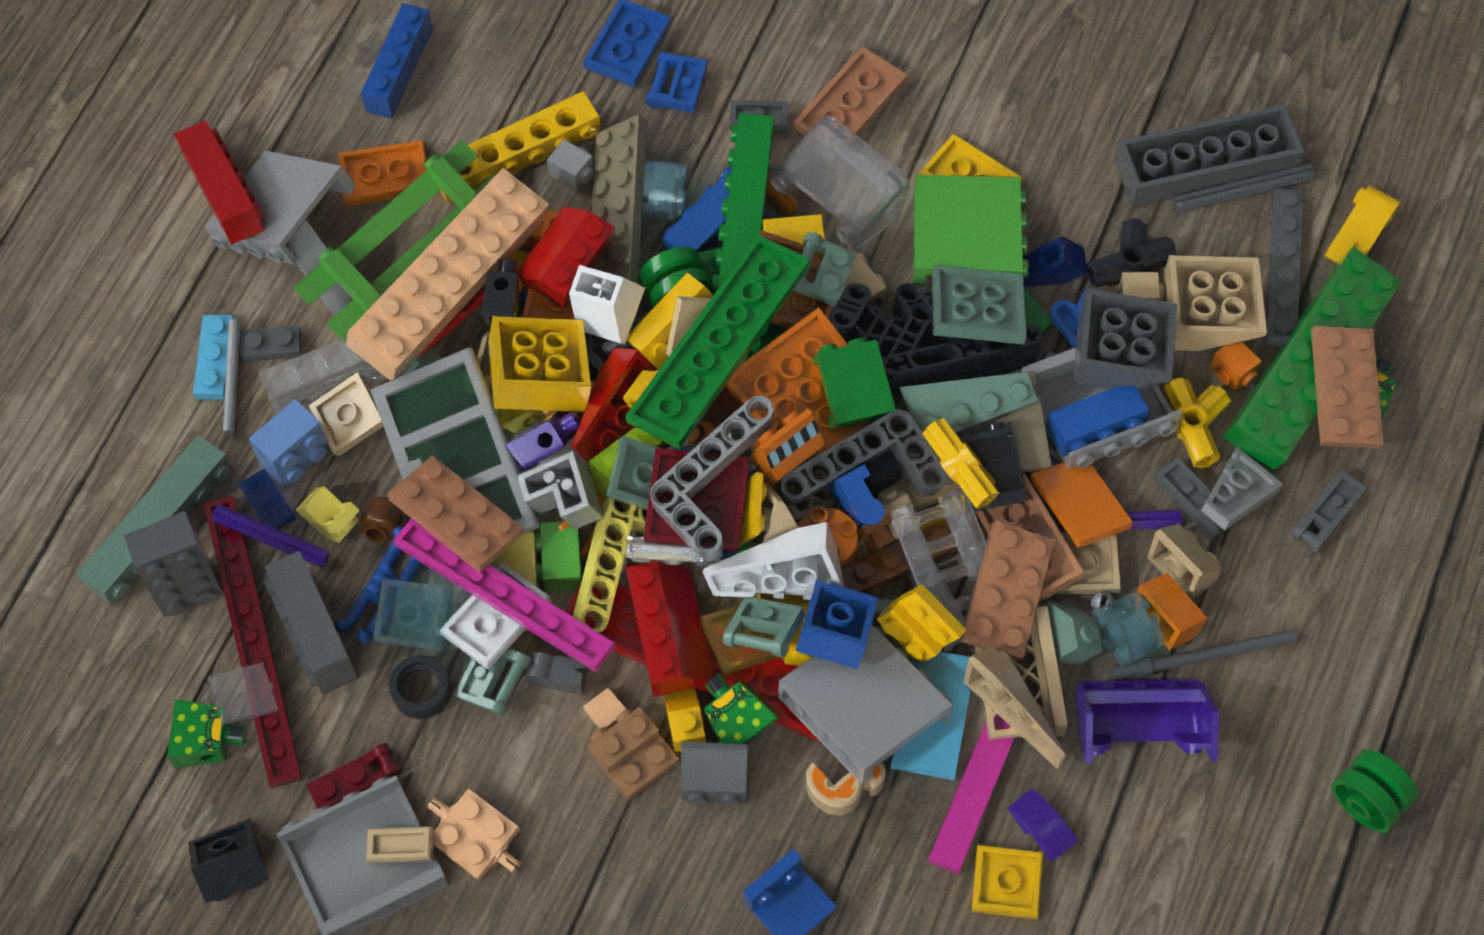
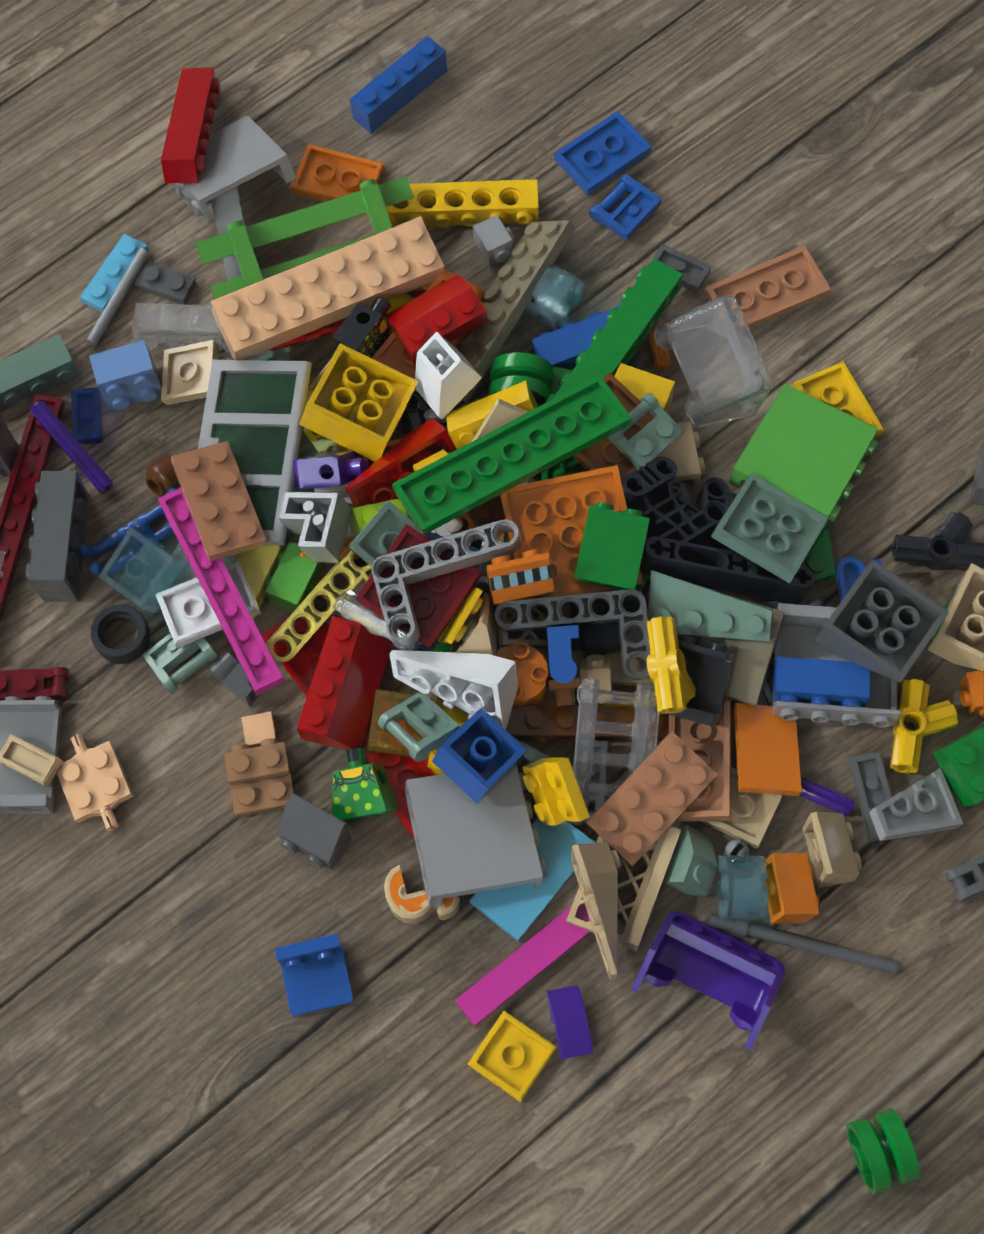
camera: 30 degrees right, 5 degrees up
(328, 514) = (127, 450): light yellow brick -> none
(684, 718) = (315, 772): yellow slope -> none
(1055, 263) = (867, 521): clear blue slope -> none
(1141, 285) = (933, 581): tan brick -> none

